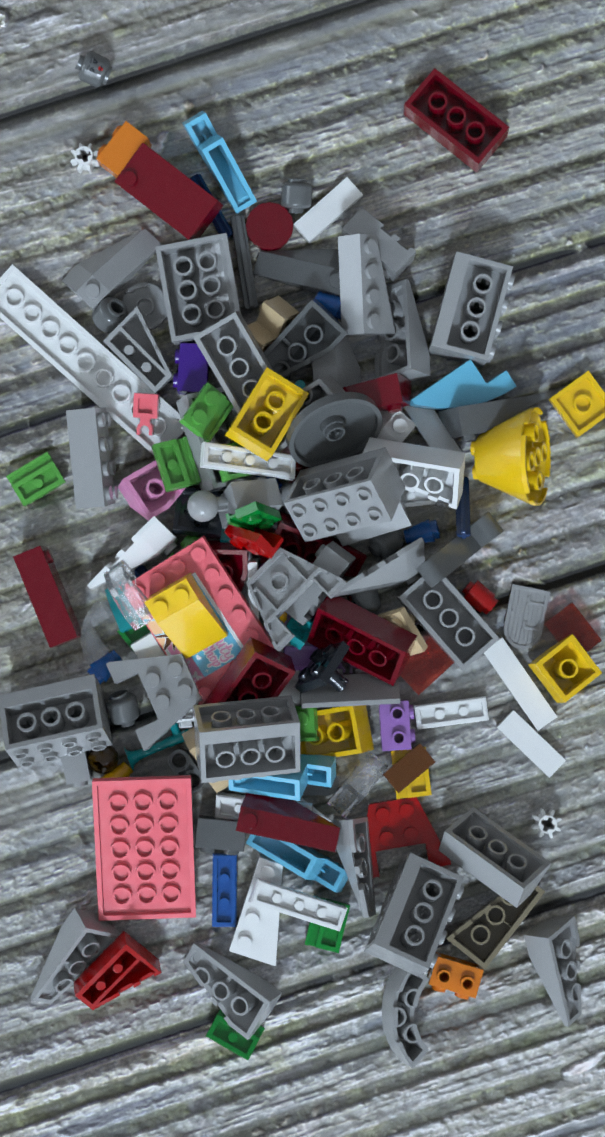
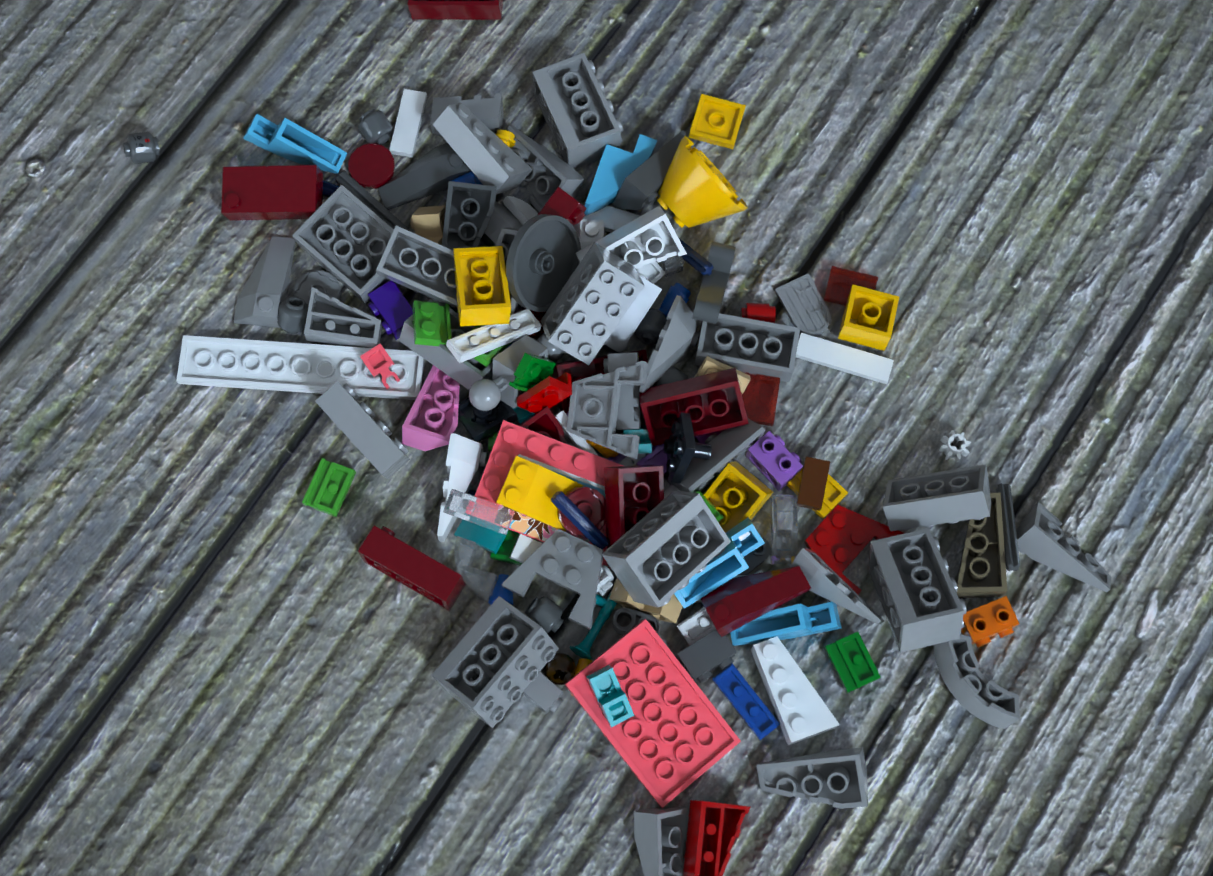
camera: 40 degrees left, 15 degrees down
(81, 151) = (183, 216): white gear -> none
(118, 815) = (610, 696): none -> teal slope
(121, 148) = (208, 188): orange brick -> none
(176, 464) = (436, 386): bright green plate -> none
(200, 663) = (572, 512): none -> dark blue axle
(210, 655) = (590, 503): none -> dark red tile
(232, 1040) = (852, 820): green plate -> none
(297, 904) = (815, 658): white tile -> none
(360, 363) = (520, 209): none -> white tile
(393, 289) = (507, 137): none -> yellow plate
(451, 712) = (810, 420): white tile -> none
(527, 925) = (1009, 529): none -> dark grey axle
(531, 743) = (891, 396): white tile -> none

